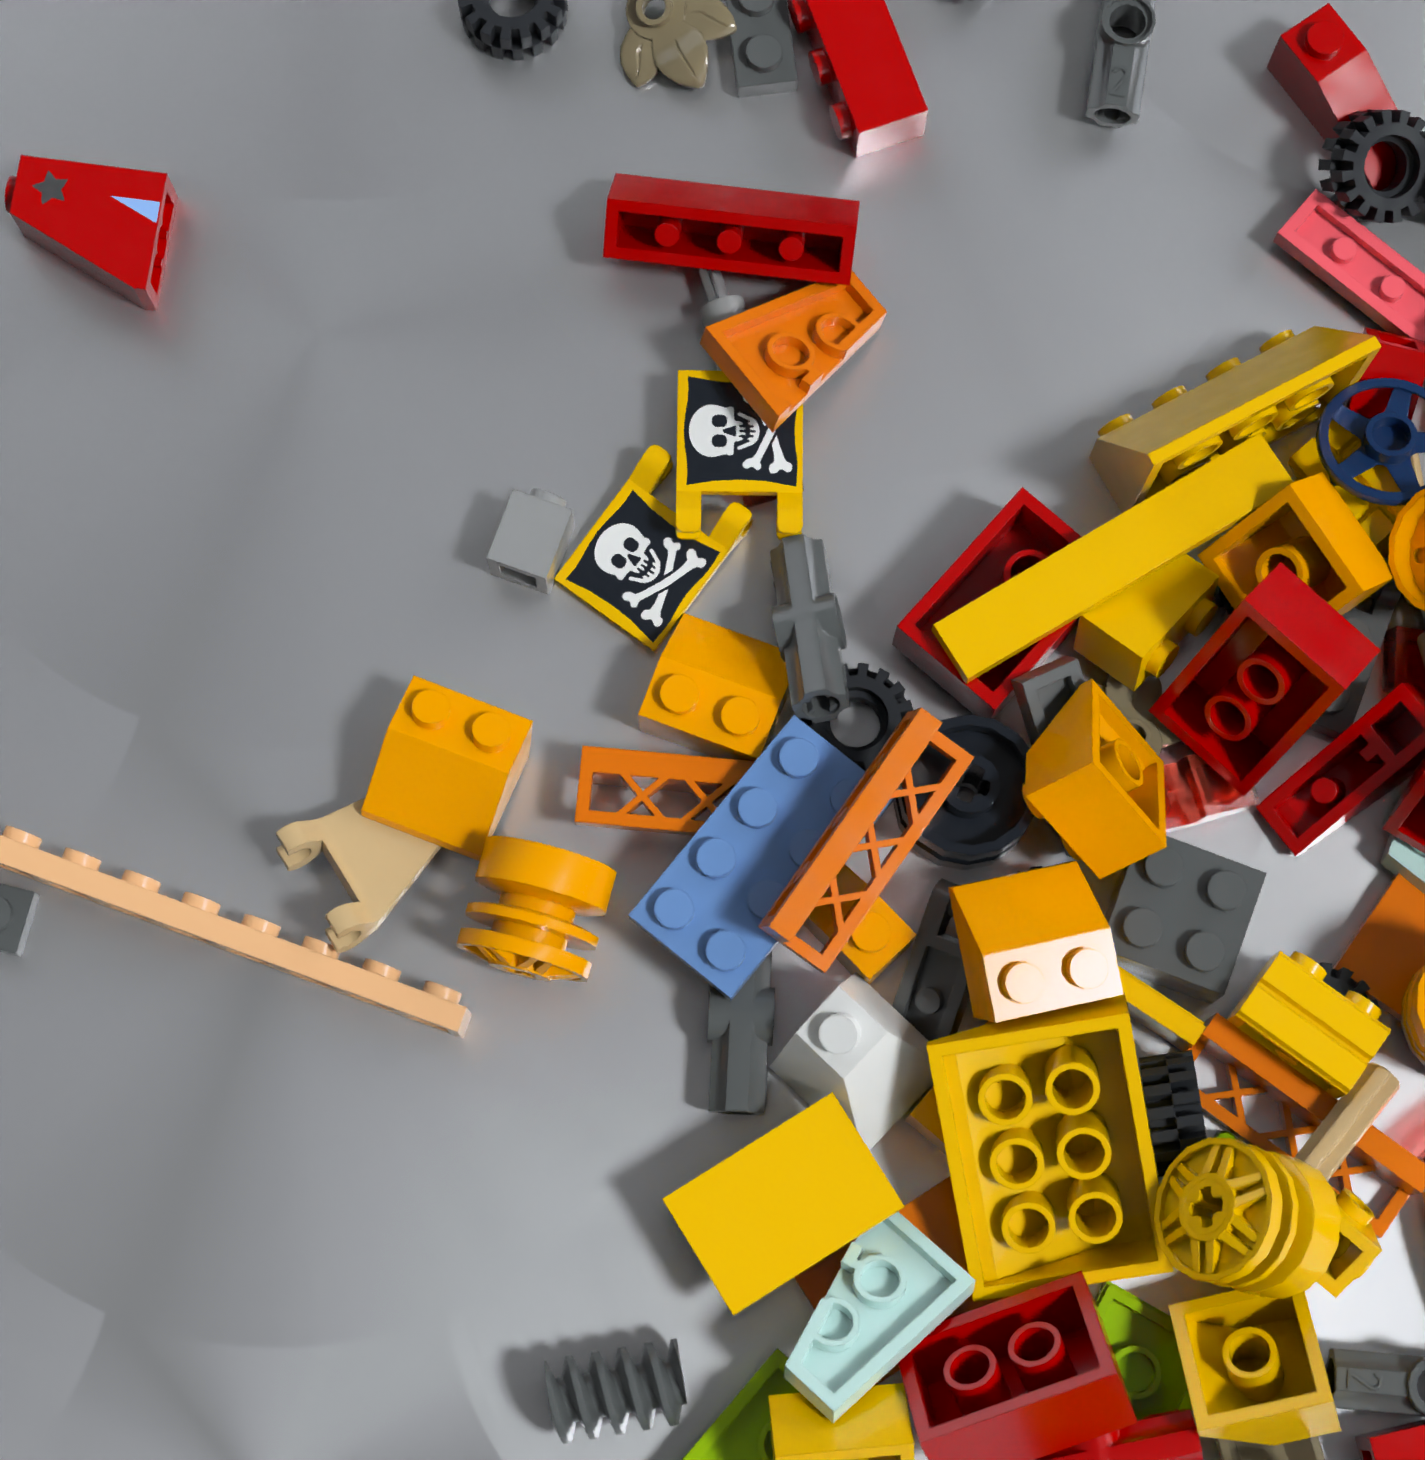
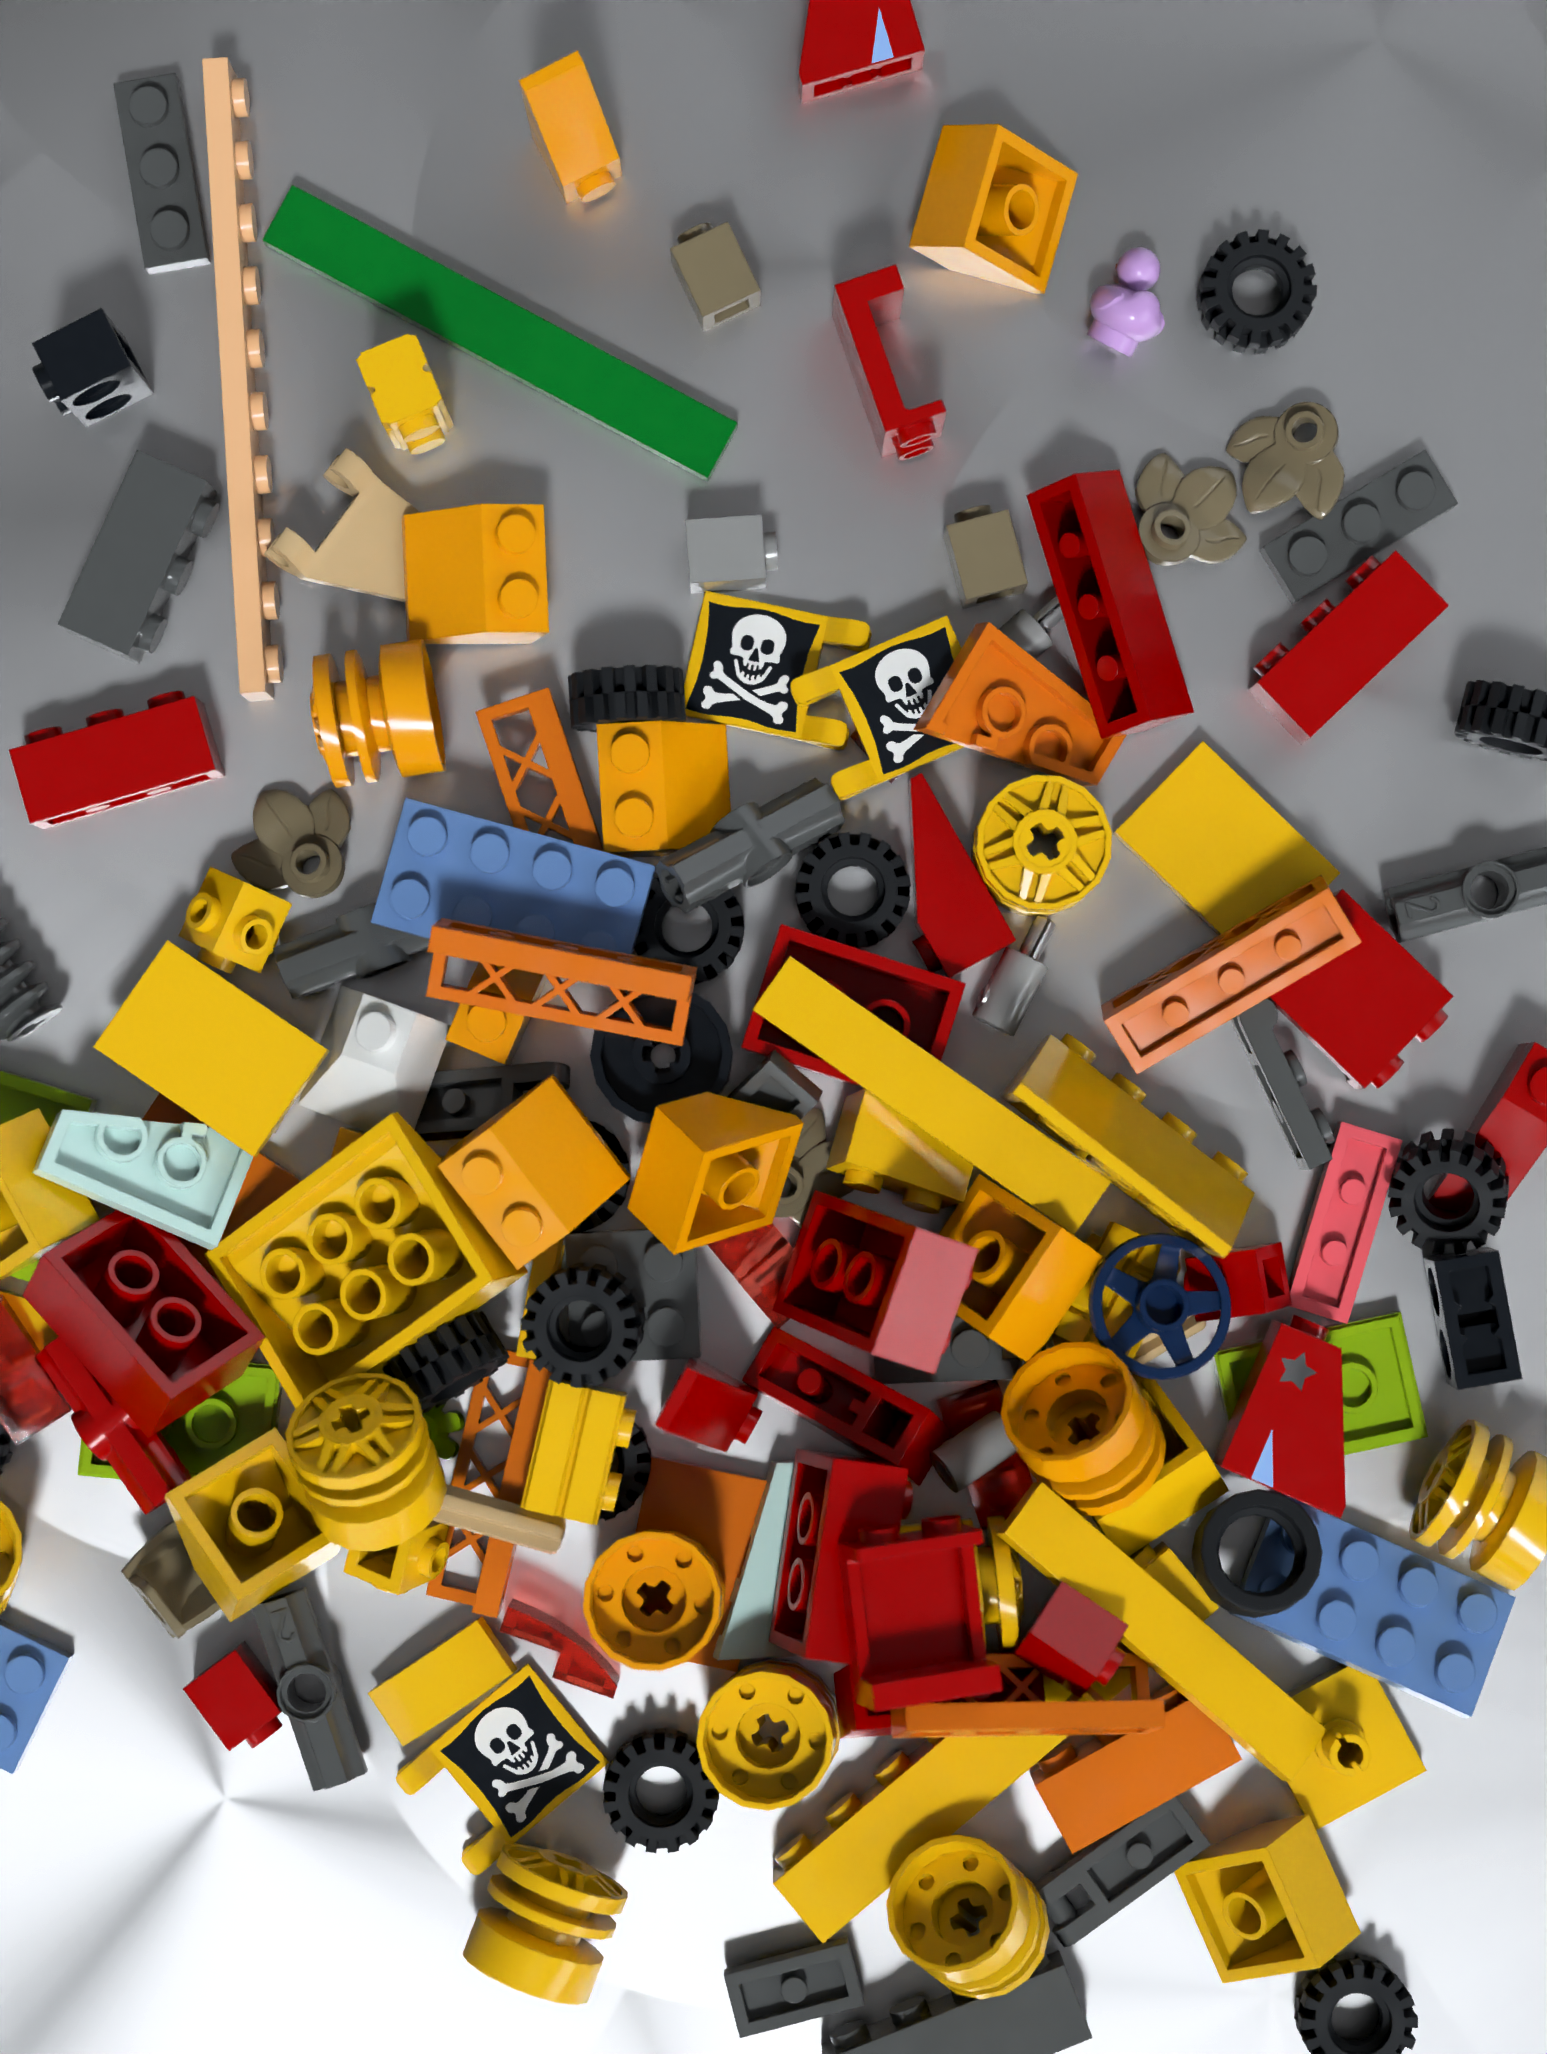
camera: 65 degrees right, 10 degrees up
(86, 502) = (571, 129): none -> light orange slope
(87, 1037) = (89, 369): none -> black brick
(231, 660) = (500, 333): none -> green tile
(253, 756) = (405, 394): none -> yellow brick
(274, 443) = (714, 274): none -> dark tan brick
(285, 1075) = (140, 558): none -> dark grey brick
(330, 183) = (993, 207): none -> light orange slope
(429, 336) = (856, 312): none -> red panel
(463, 1181) = (116, 760): none -> red brick
(474, 115) = (1125, 310): none -> lavender animal
(608, 1052) = (289, 837): none -> dark tan plate
(622, 680) = (626, 696): none -> black tyre
(638, 320) = (984, 556): none -> dark tan brick
(668, 1135) = (233, 922): none -> yellow brick
(676, 133) = (1192, 507): none -> dark tan plate
(885, 526) = (856, 851): none -> black tyre
(916, 411) = (1034, 883): none -> yellow wheel
(929, 480) = (951, 902): none -> red slope
(993, 233) = (1219, 843): none -> yellow tile
(1030, 457) = (1015, 980): none -> light grey piece
(1108, 263) = (1229, 974): none -> orange fence
(1162, 175) = (1365, 1002): none -> red panel
(1218, 269) = (1281, 1080): none -> dark grey plate
(1236, 965) = (561, 1357): none -> black tyre
(1309, 891) = (709, 1407): none -> red slope

